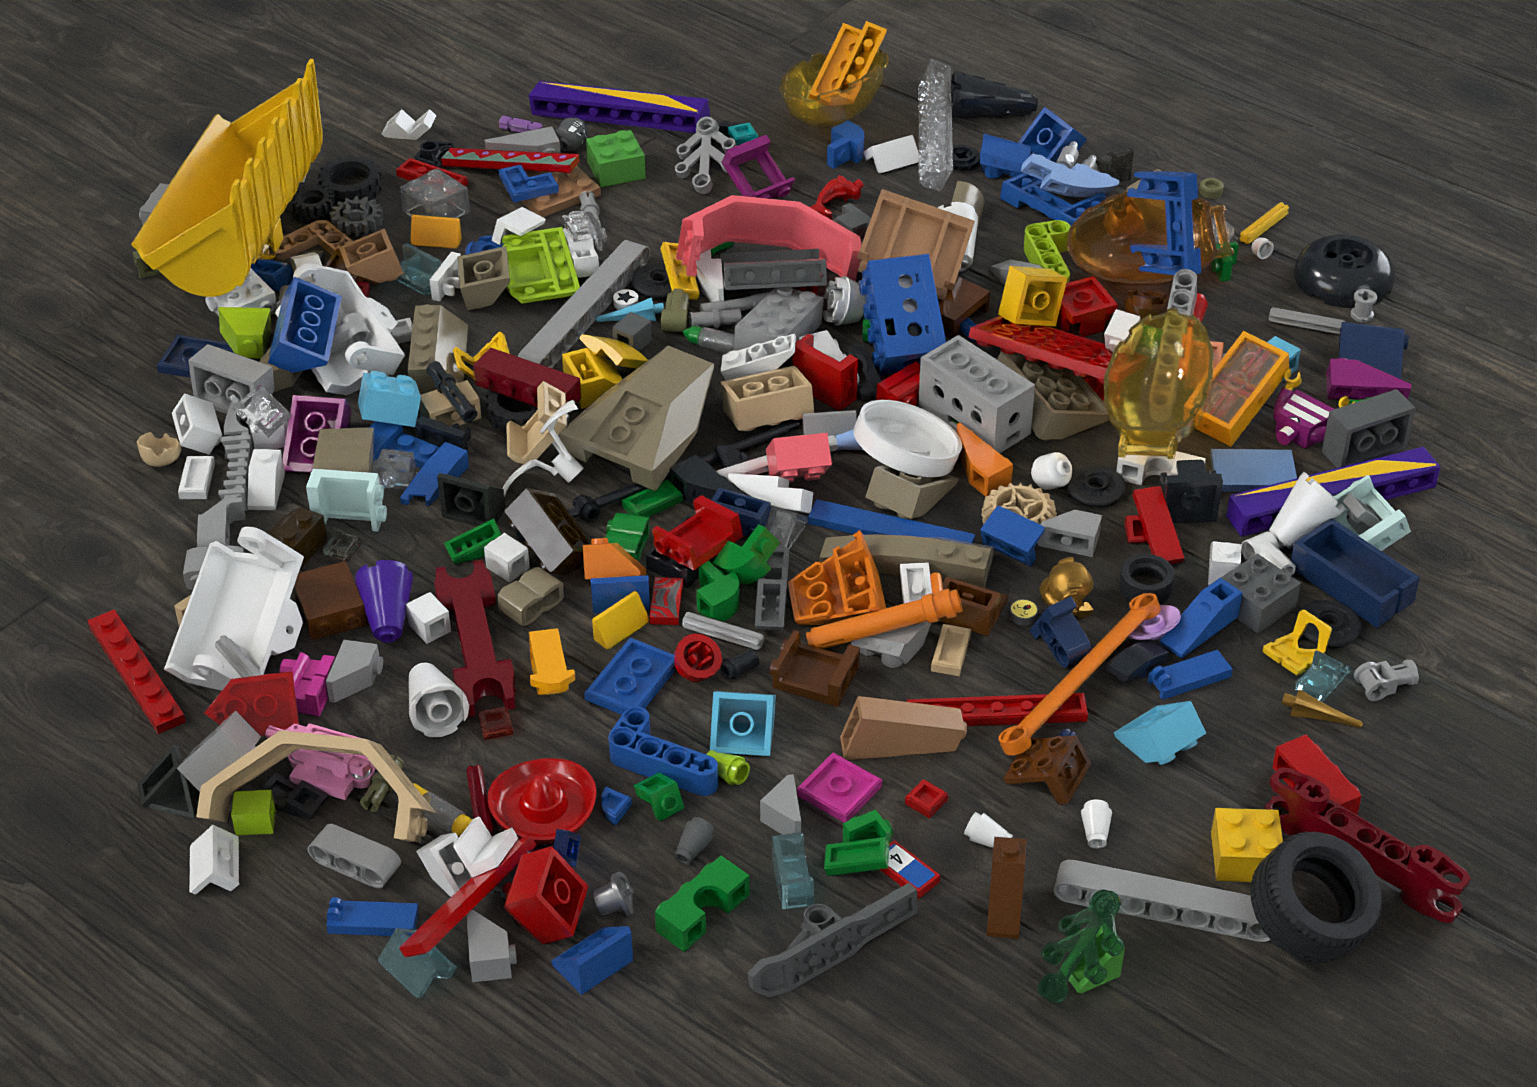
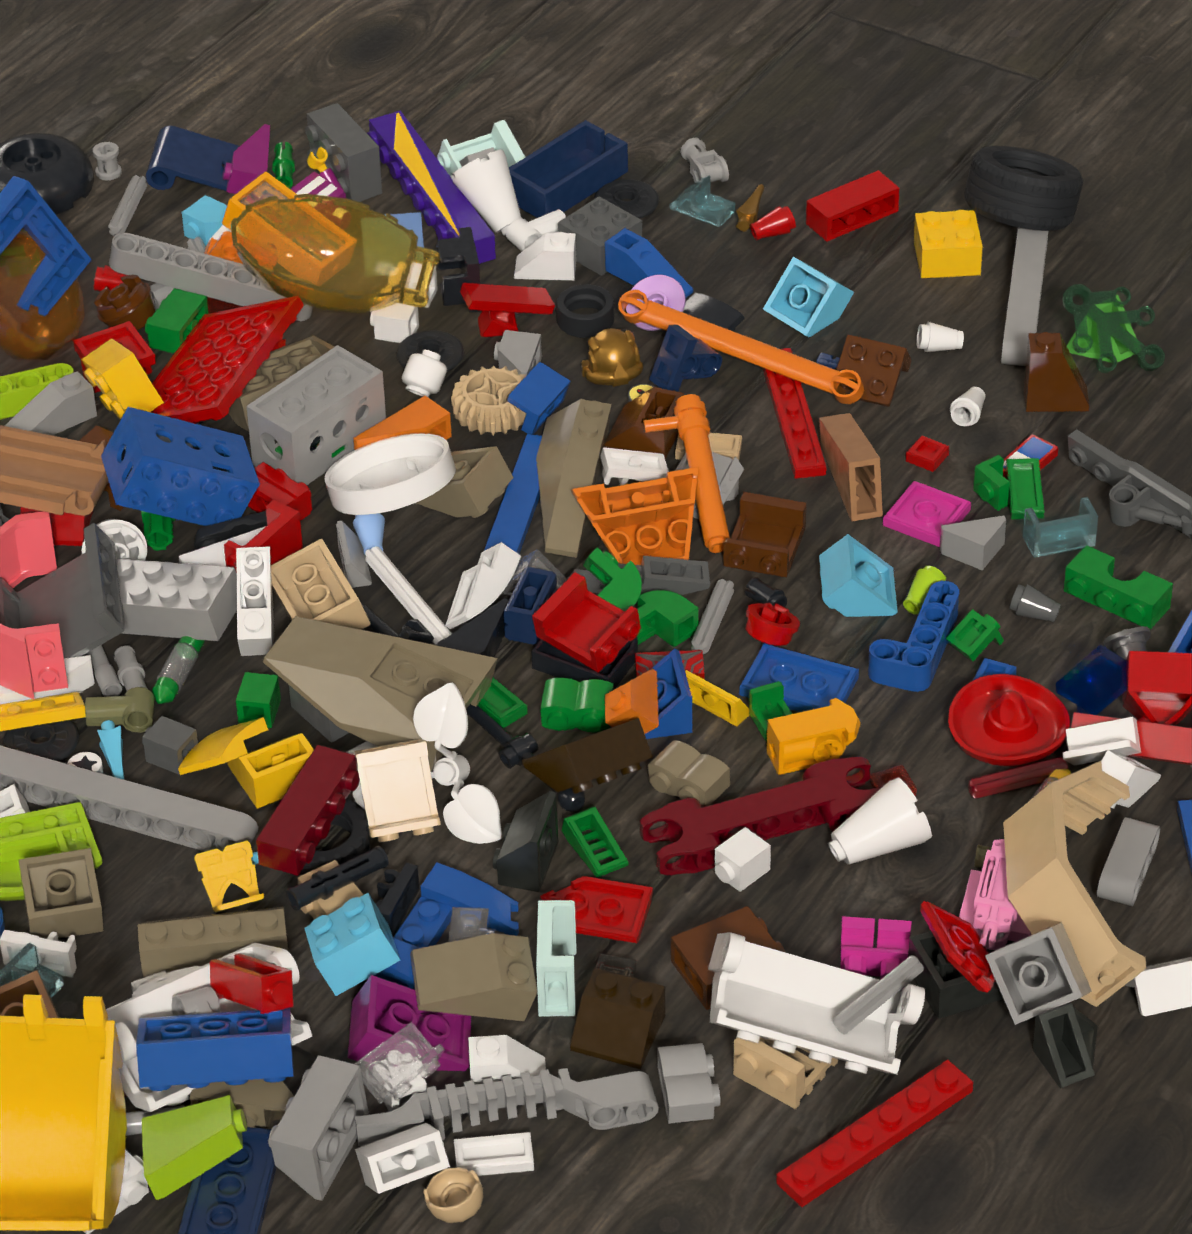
camera: 95 degrees left, 0 degrees up
(339, 338) = (252, 983): none -> red window
(353, 669) = (836, 900): light grey slope -> none
(385, 593) = (721, 888): dark purple cone -> none
(408, 542) = (607, 907): none -> red tile
(506, 557) = (625, 804): white brick -> none
(589, 651) = (767, 703): none -> green bracket
(799, 456) = (435, 556): coral brick -> none
(1119, 328) = (194, 310): white brick -> none
(1190, 674) = (711, 281): blue hinge -> none
(1287, 650) = (678, 219): yellow piece -> none
(1287, 721) = (775, 223): none -> red cone
(1412, 870) = (917, 187): dark red piece -> none

